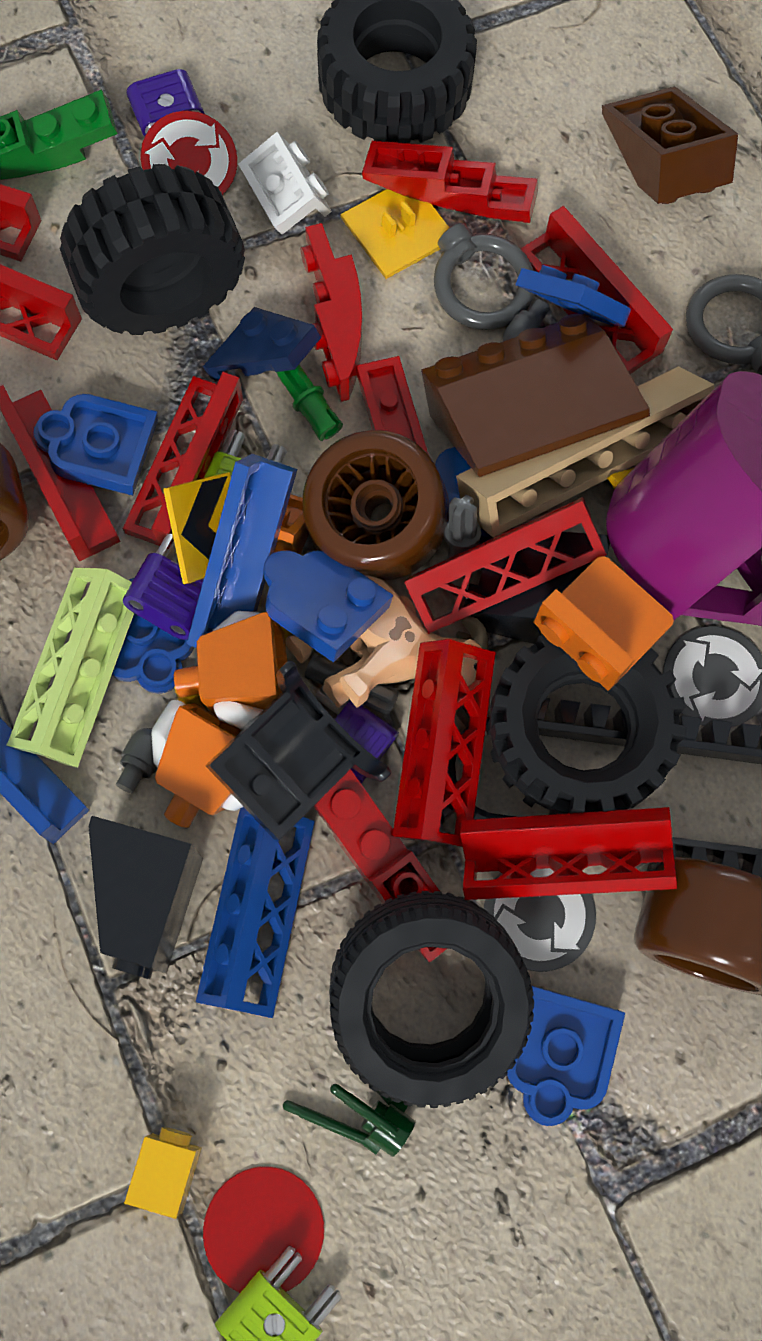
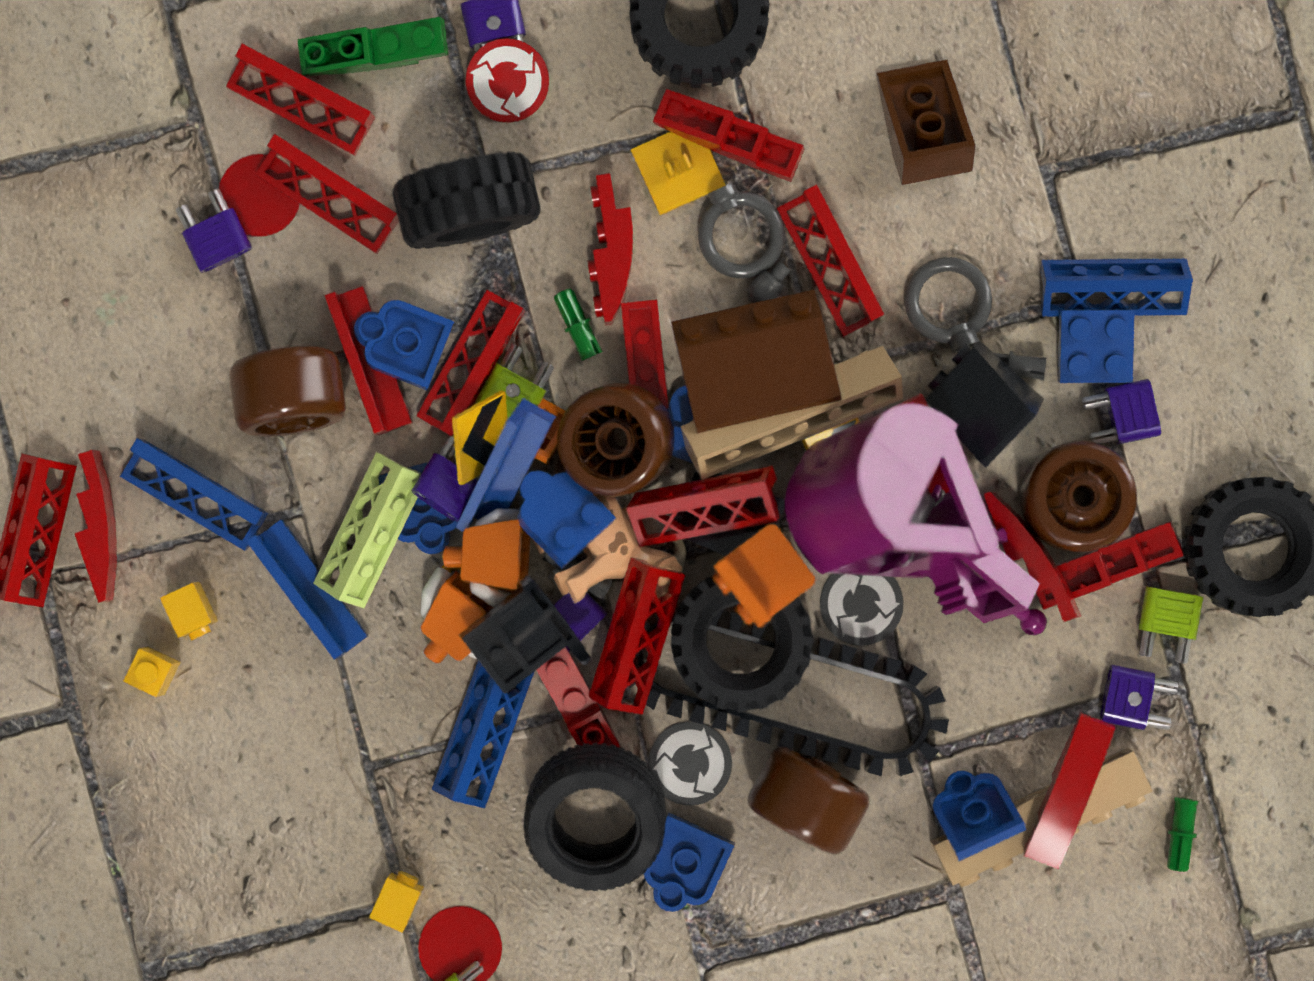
camera: 15 degrees right, 15 degrees up
(136, 760) = (409, 605): dark grey cylinder -> none
(140, 894) = (401, 711): black slope -> none
(263, 344) = (546, 274): dark blue wing -> none
(283, 182) = (586, 118): white bracket -> none
(386, 1124) = (551, 893): dark green plant -> none
(462, 529) = (679, 468): dark grey axle -> none
(568, 846) = (710, 730): red fence -> none
(575, 295) = (807, 282): blue plate -> none

